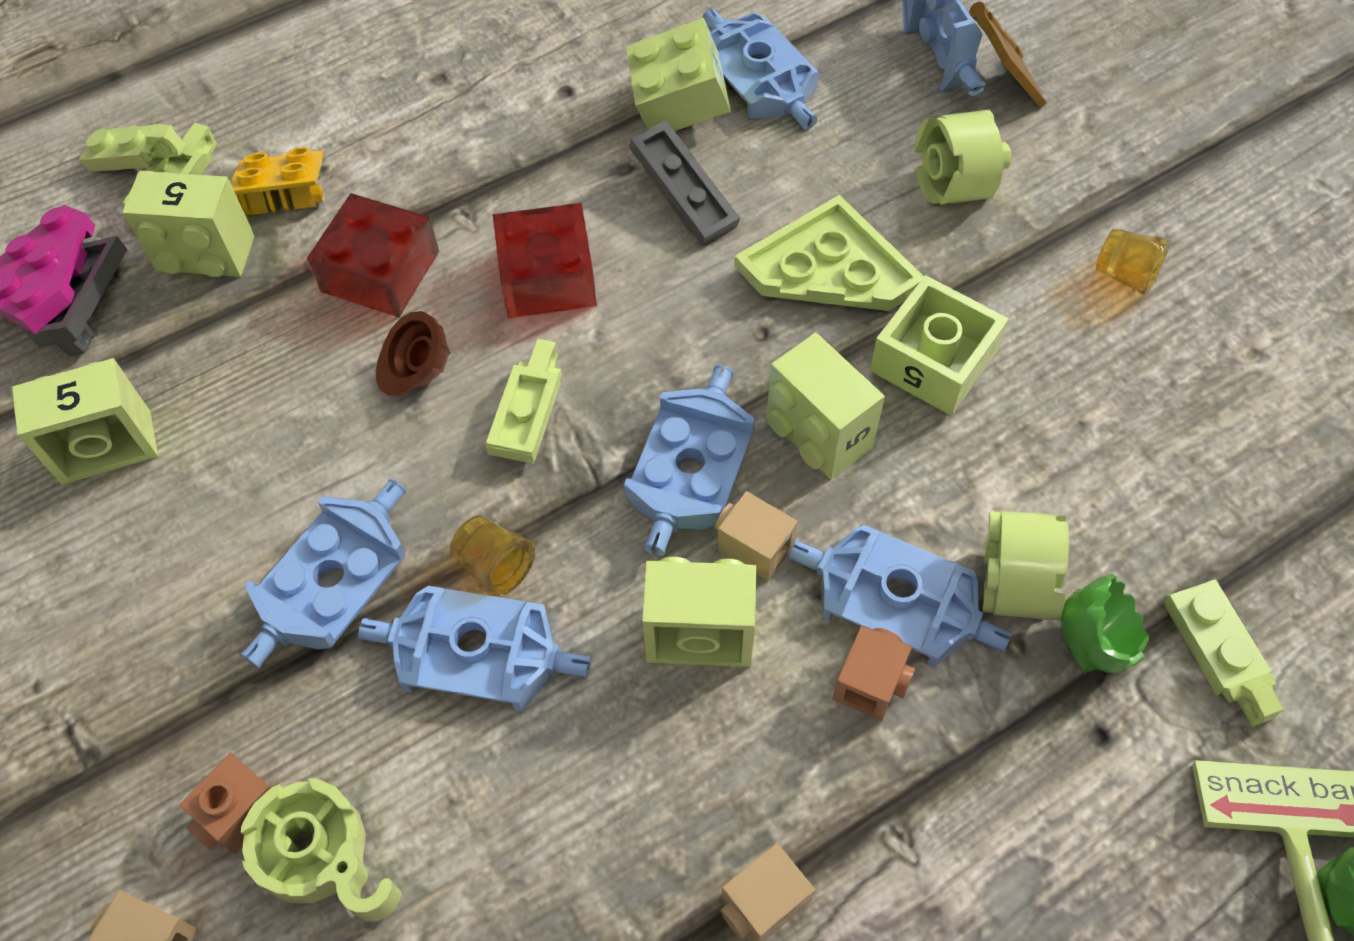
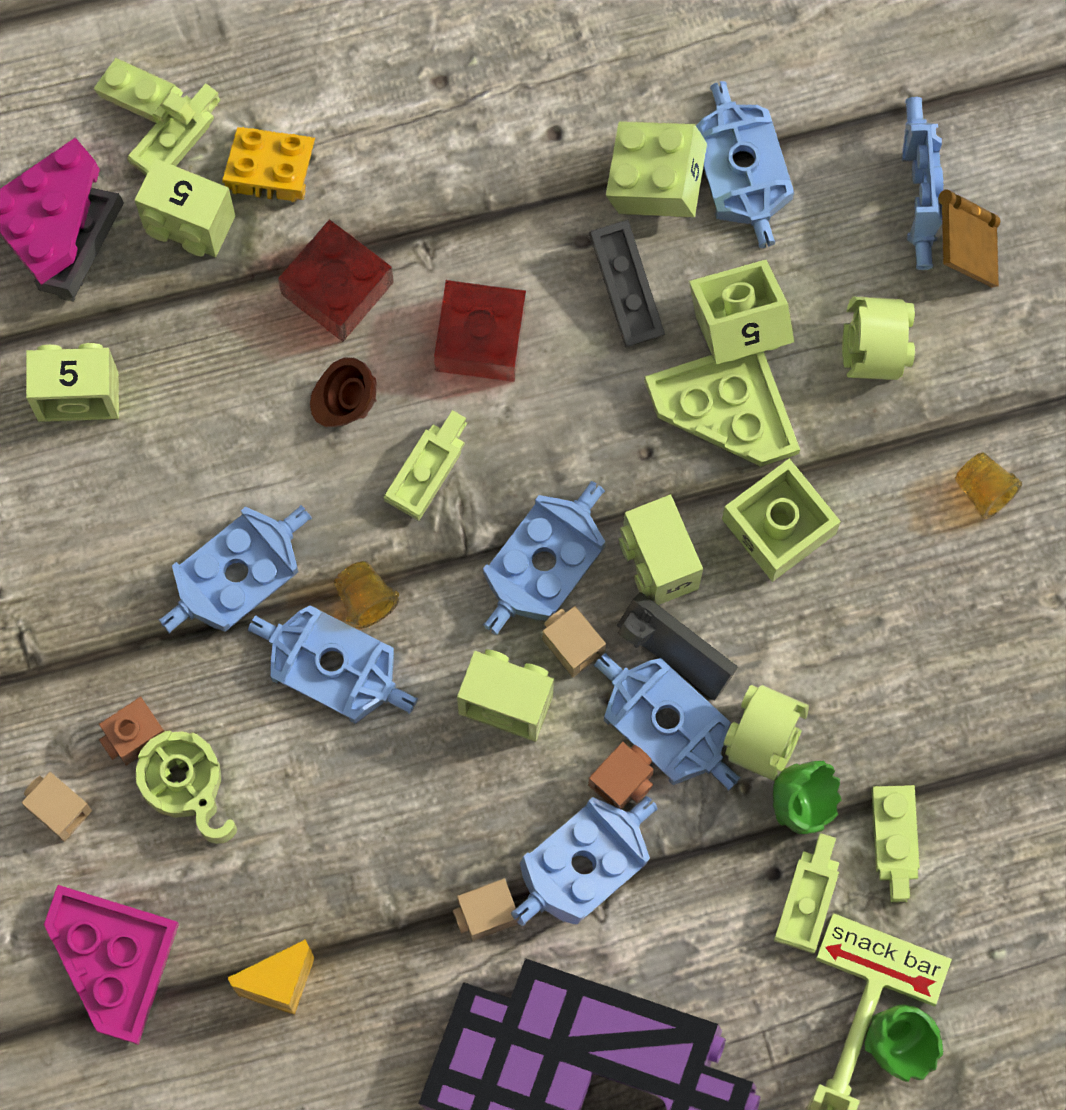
camera: 15 degrees right, 15 degrees up
(815, 167) = (741, 312): none -> yellowish green brick
(876, 752) = (602, 835): none -> light blue plate
(879, 504) = (677, 645): none -> dark grey hinge
(1161, 749) = (809, 897): none -> yellowish green hinge

